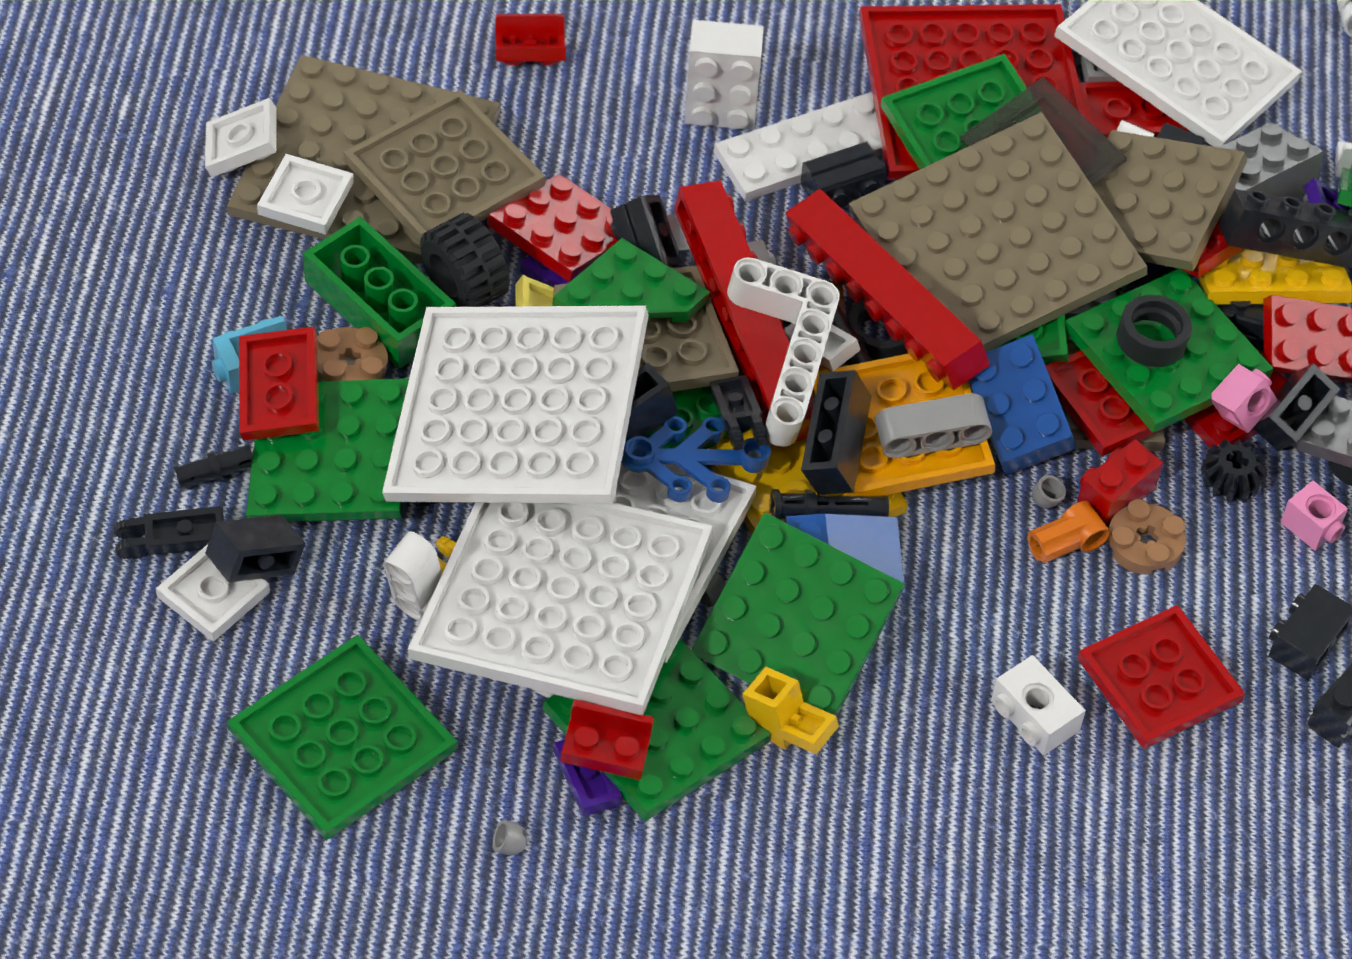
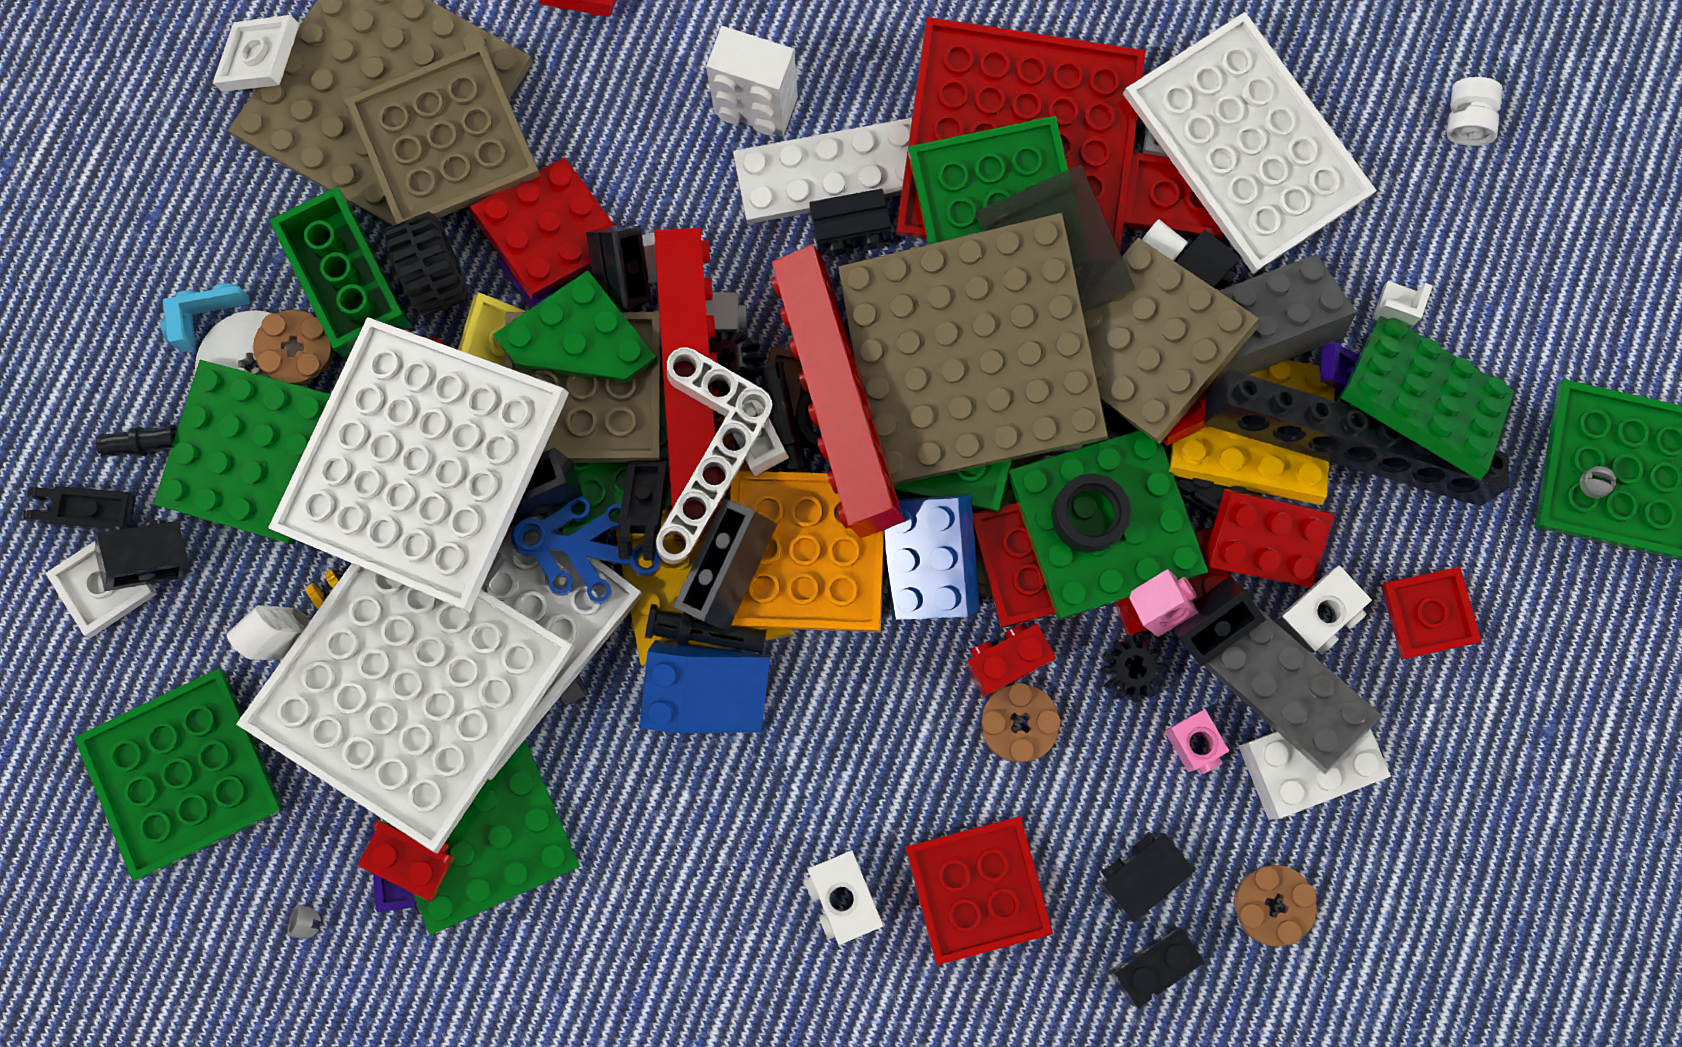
camera: 20 degrees right, 25 degrees up
(278, 383) = (204, 374): red plate -> none
(305, 194) = (297, 141): white plate -> none
(778, 706) = (597, 856): yellow brick -> none
(799, 613) = (633, 757): green plate -> none
(933, 425) = (827, 576): light grey beam -> none
(1048, 491) = (941, 644): light grey hinge -> none
(1076, 529) = (951, 702): orange piece -> none

